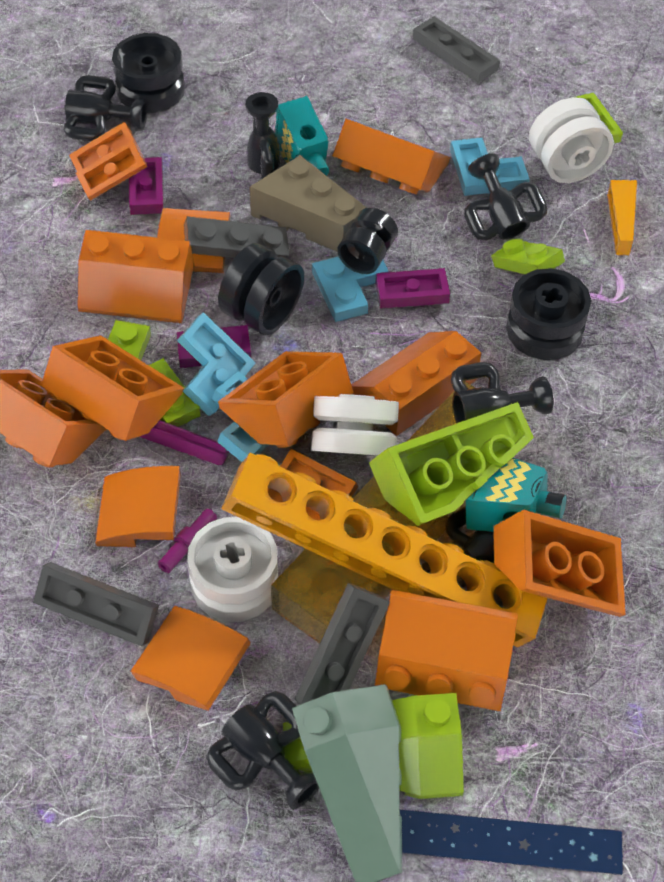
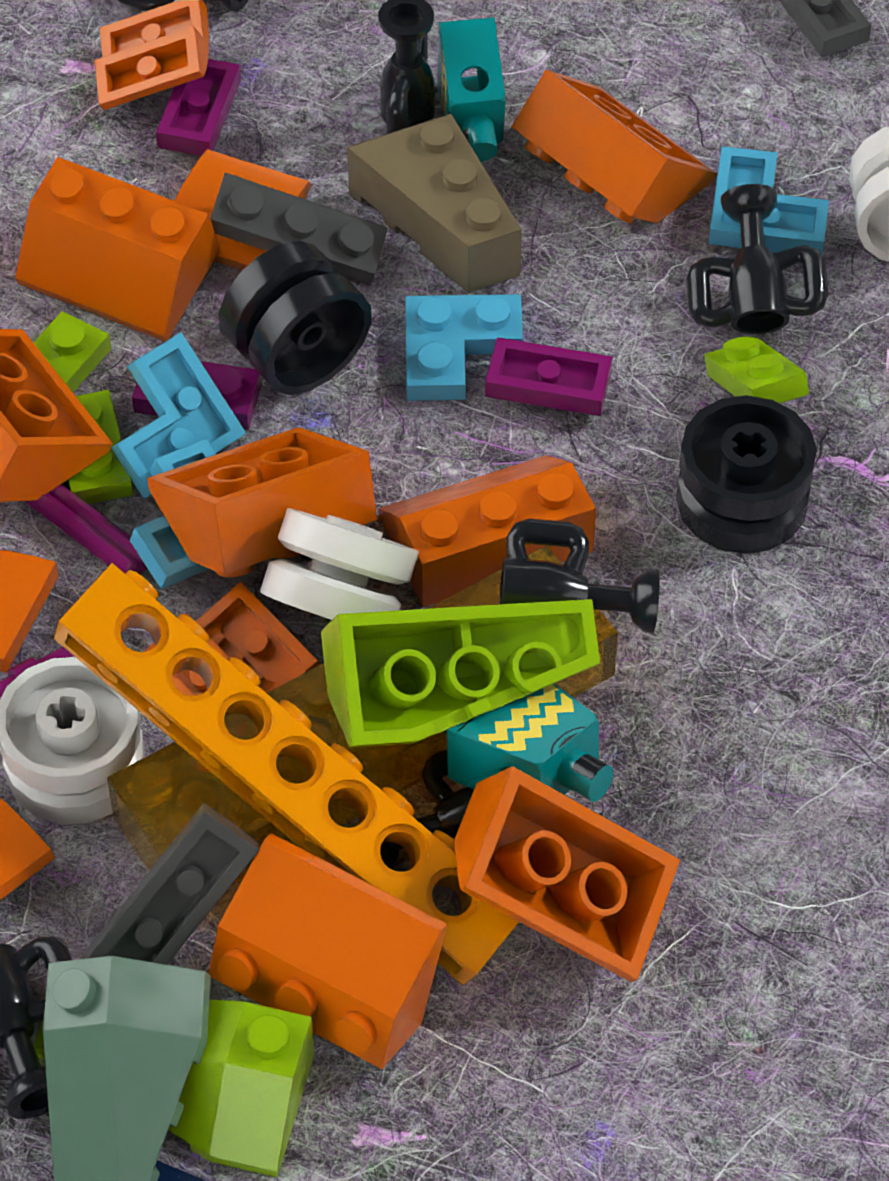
camera: 20 degrees right, 0 degrees up
(367, 240) = (495, 281): black wheel -> none

